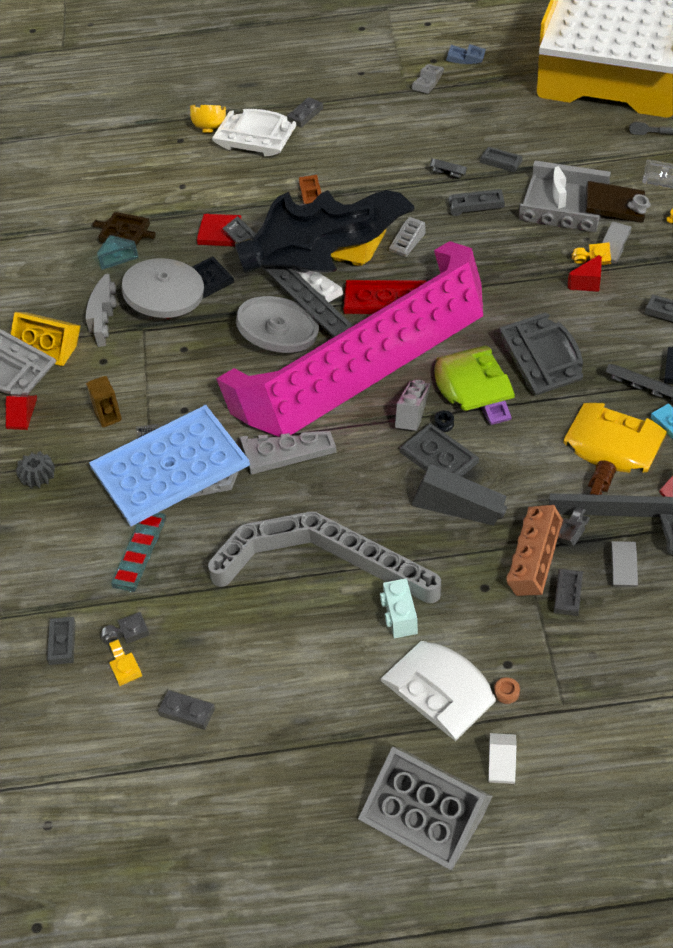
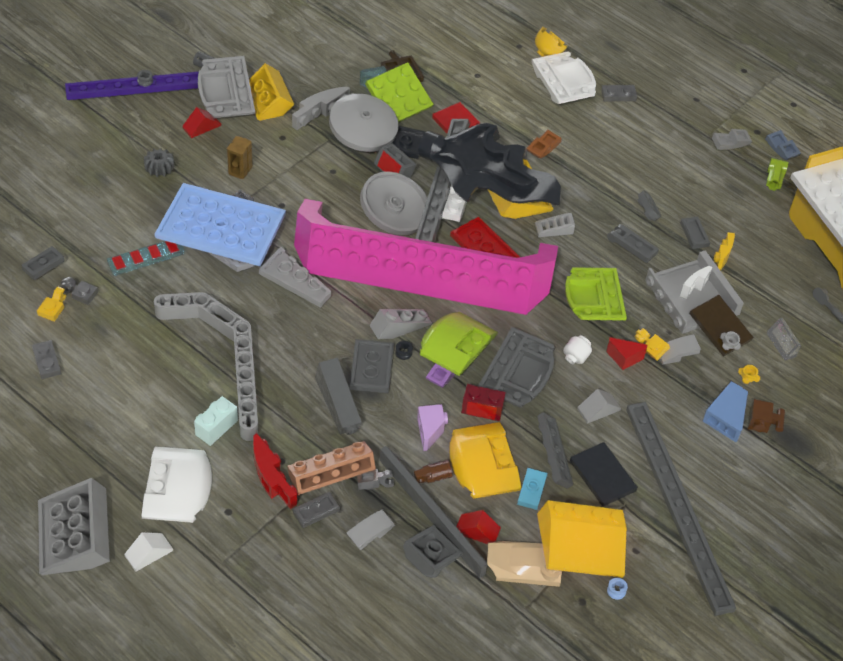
camera: 40 degrees right, 0 degrees up
(151, 240) = (400, 91): none -> lime plate
(229, 296) = (394, 160): none -> dark grey brick
(487, 601) = (269, 473): none -> red slope
(489, 72) = (777, 171): none -> lime piece
(507, 690) = (204, 522): nougat tile -> none
(511, 256) = (595, 294): none -> lime slope
(540, 148) = (724, 251): none -> yellow slope
(548, 451) = (431, 424): none -> lavender slope
(557, 303) = (577, 350): none -> white head
(557, 399) = (483, 402): none -> dark red brick
(626, 330) = (598, 406): none -> light grey slope

